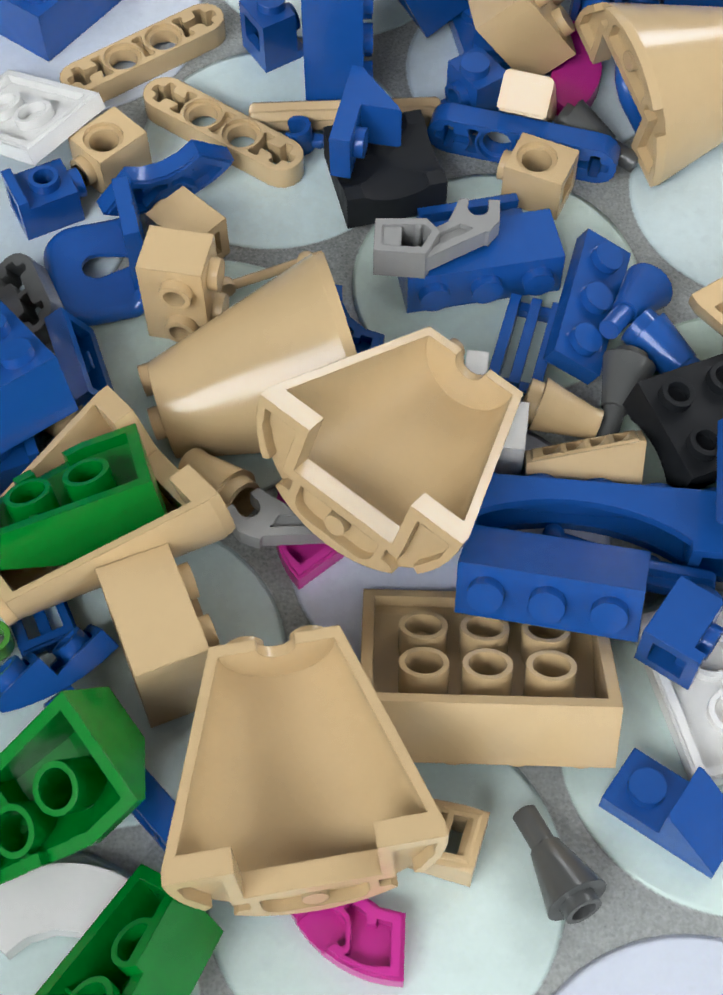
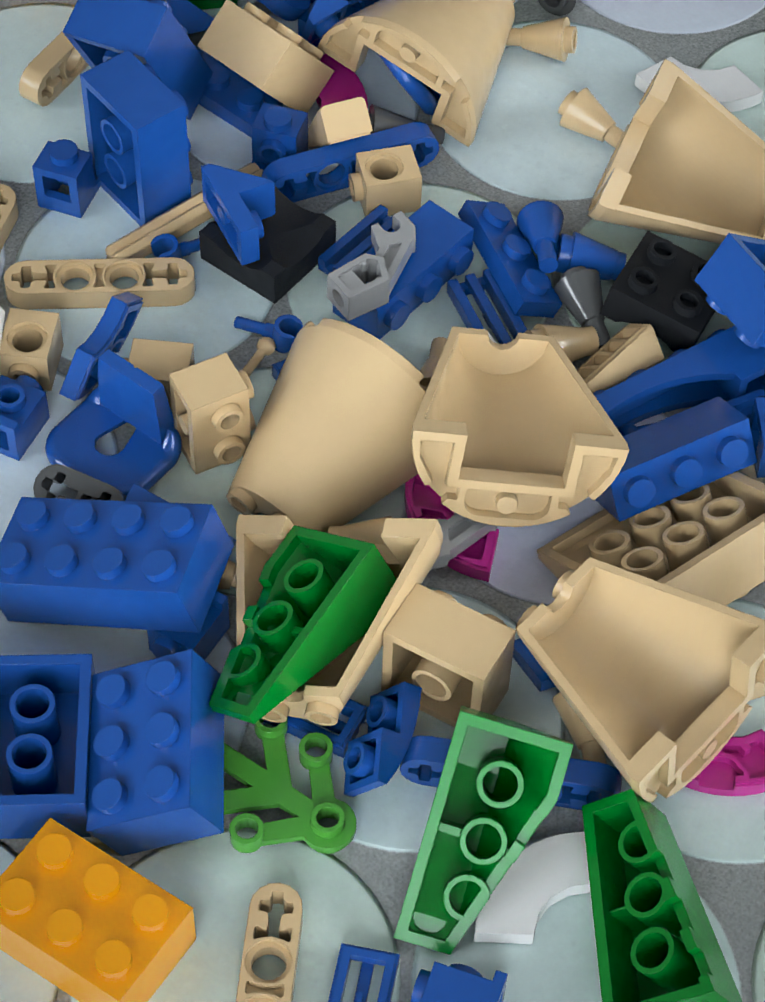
camera: 40 degrees left, 5 degrees down
(331, 248) = (282, 332): none -> blue hand

